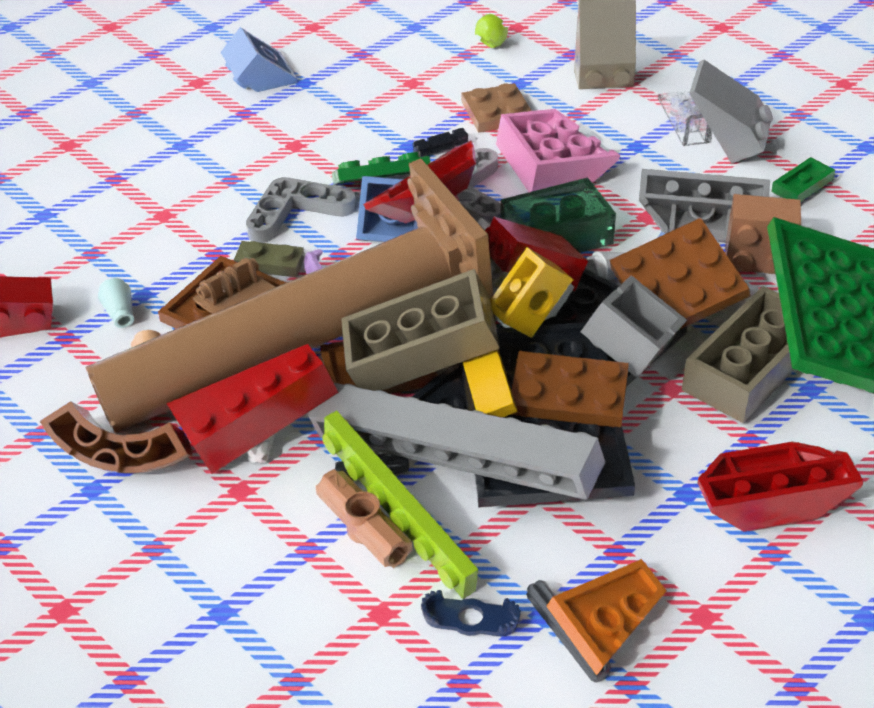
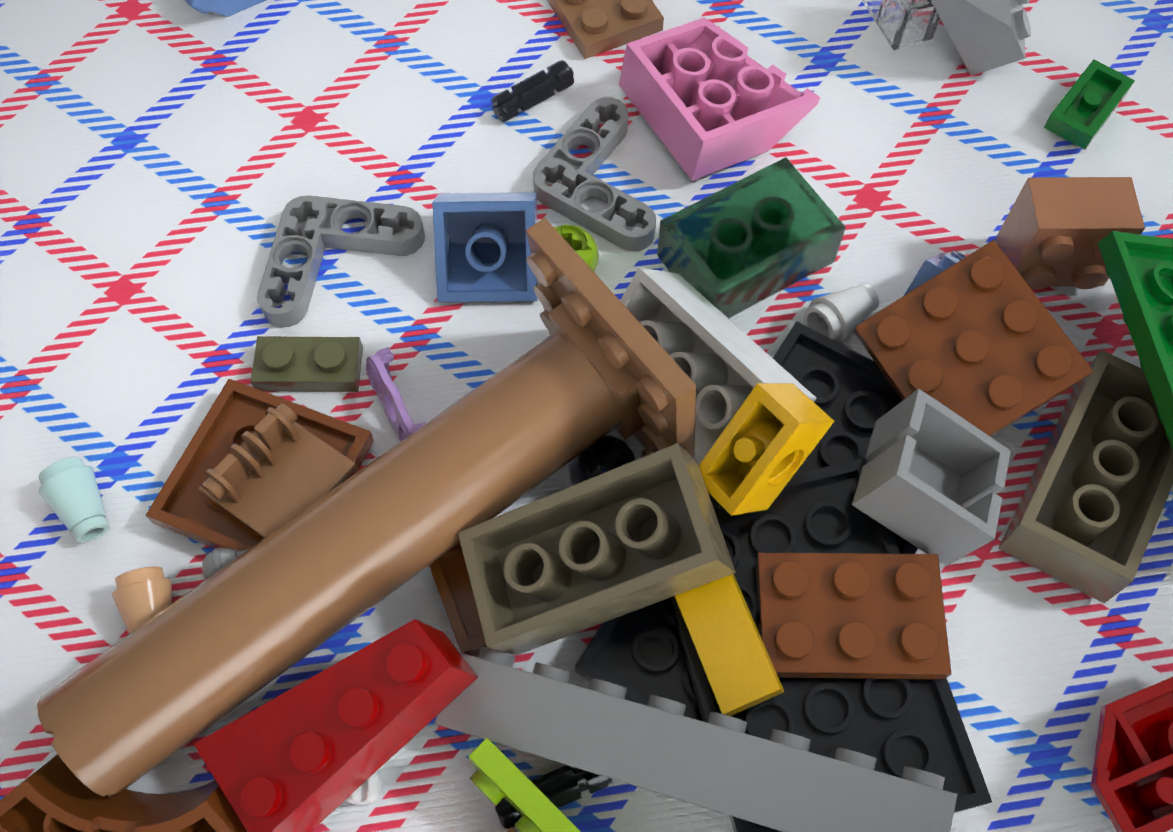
camera: 10 degrees left, 20 degrees up
(377, 167) = (454, 168): green plate -> none
(452, 169) = (565, 189): red wedge -> none
(511, 239) = (735, 326): red panel -> none
(682, 197) = (958, 177): light grey wedge -> none

